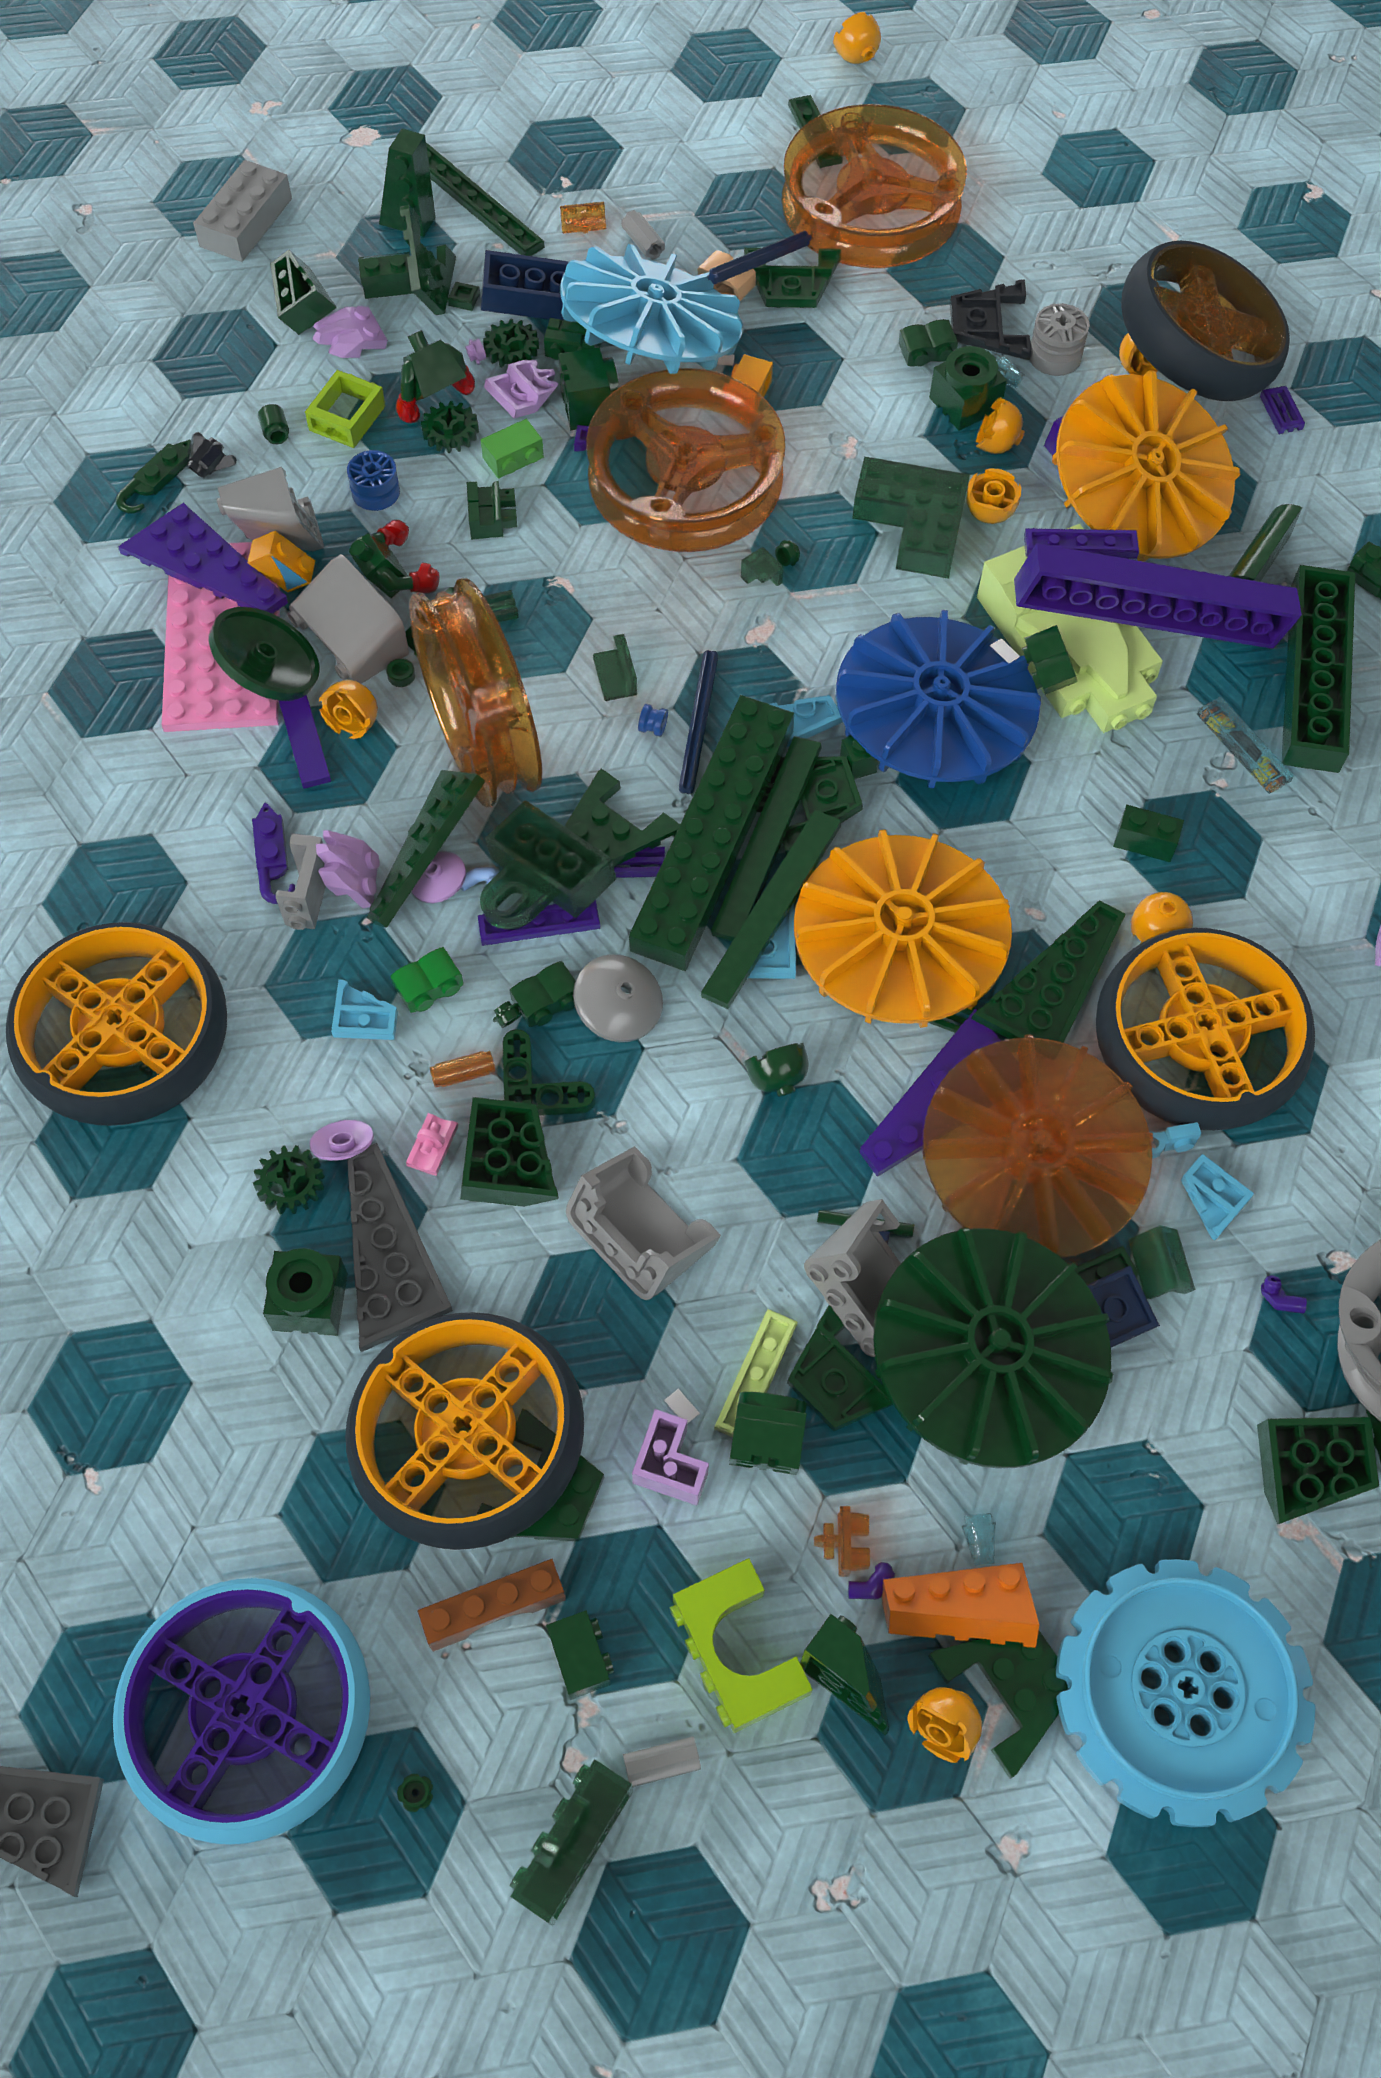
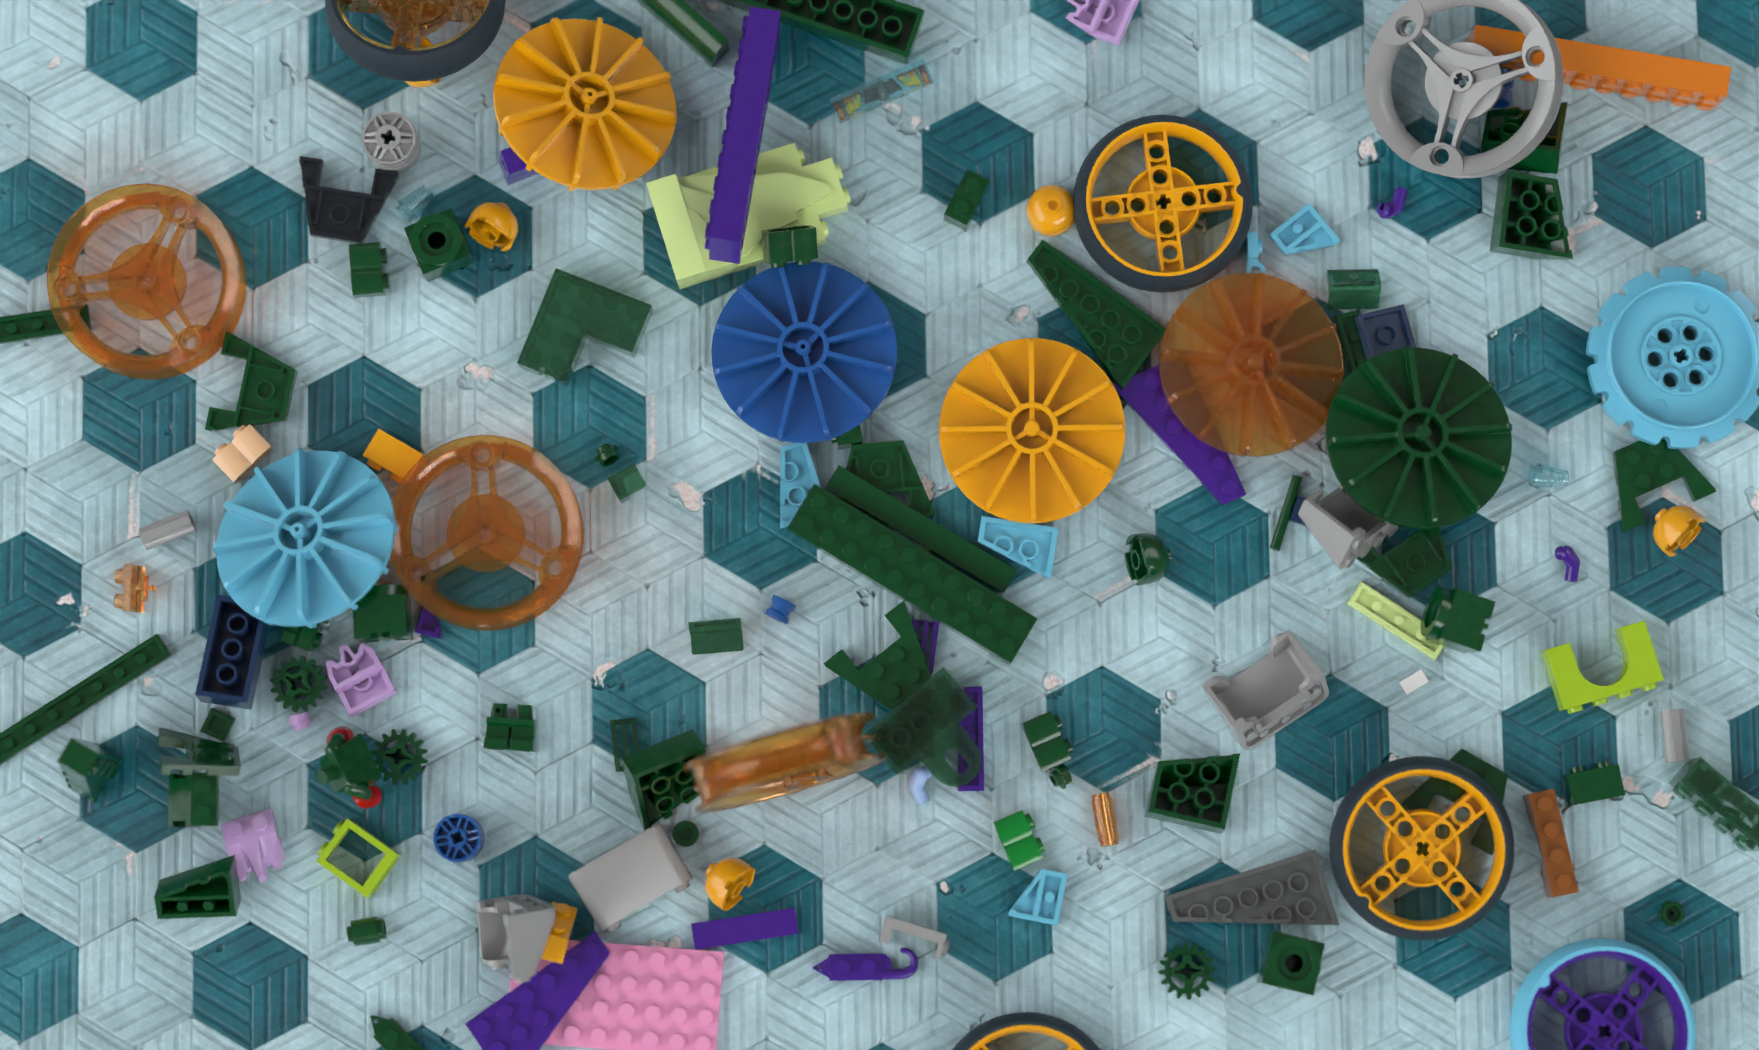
camera: 80 degrees left, 20 degrees up
(208, 456) = (400, 997): black rock -> none
(243, 210) = (64, 943): light grey brick -> none
(264, 653) = (667, 955): dark green dish -> none
(341, 1140) = (1149, 924): lavender dish -> none
(348, 867) = (903, 896): lavender plate -> none
(382, 567) = (567, 840): dark green torso -> none
(432, 1144) = (1174, 850): bright pink hips -> none
(438, 817) = (867, 815): dark green wing -> none
(441, 878) = (916, 809): lavender dish -> none
(512, 448) = (438, 698): bright green brick -> none
(525, 1087) = (1126, 769): dark green beam -> none
(610, 1010) = (1057, 694): light grey dish -> none
(663, 1466) = (1463, 704): lavender brick -> none
(698, 722) = (783, 568): dark blue axle -> none
(759, 257) = (235, 416): dark blue axle -> none
(770, 910) = (996, 536): dark green tile -> none
(845, 1669) = (1634, 595): dark green wedge -> none
(848, 1557) = (1526, 572): clear orange hips -> none
(963, 1604) = (1599, 493): orange wedge -> none
(993, 496) = (581, 250): light orange cylinder -> none
(1005, 651) = (772, 282): white sticker -> none
(1106, 542) = (672, 187): dark purple tile -> none

